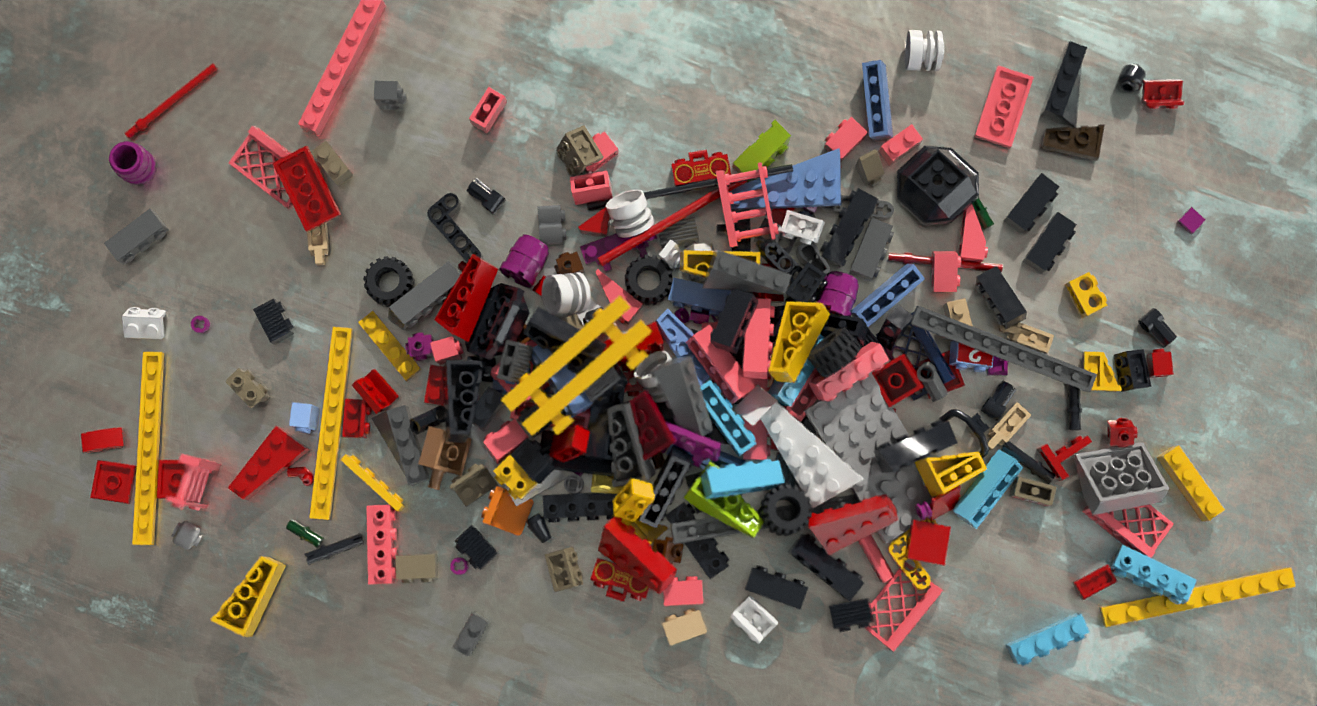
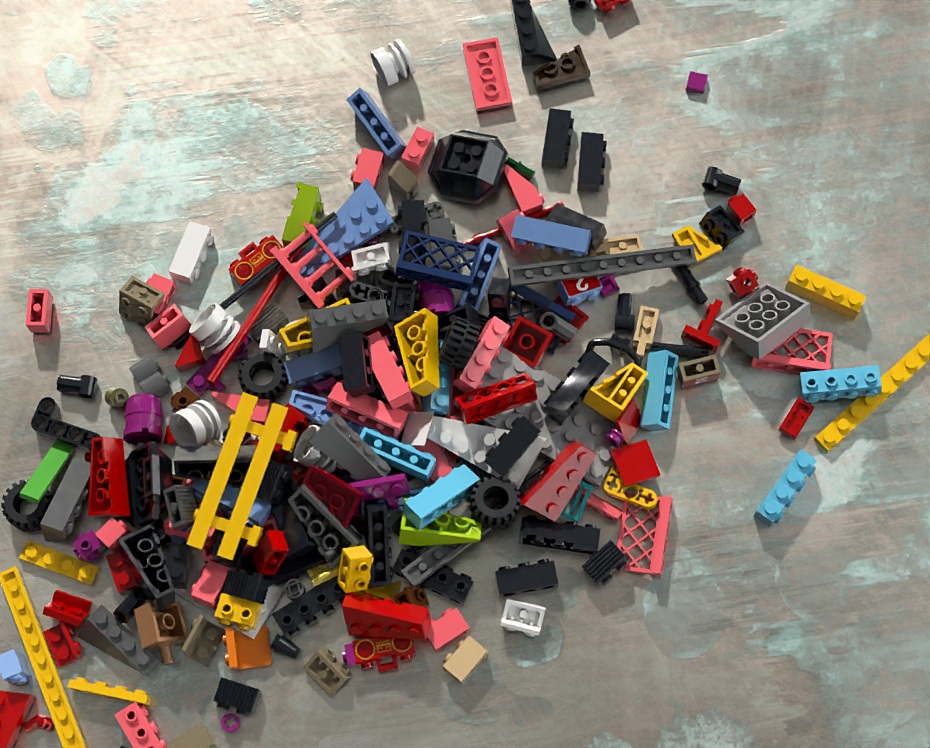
camera: 30 degrees left, 10 degrees down
(419, 262) = (46, 472): none -> bright green tile
(513, 227) = (111, 397): none -> olive brick
(588, 567) = (348, 655): none -> magenta plate
(647, 129) = (191, 253): none -> white brick
(829, 470) = (512, 445): none -> black brick
(840, 422) = (497, 400): none -> red fence
(844, 556) = (569, 515): none -> teal tile
(847, 275) = (432, 274): none -> dark blue fence
(973, 296) = (551, 235): none -> medium blue brick
(1081, 297) = (643, 190): yellow brick -> none

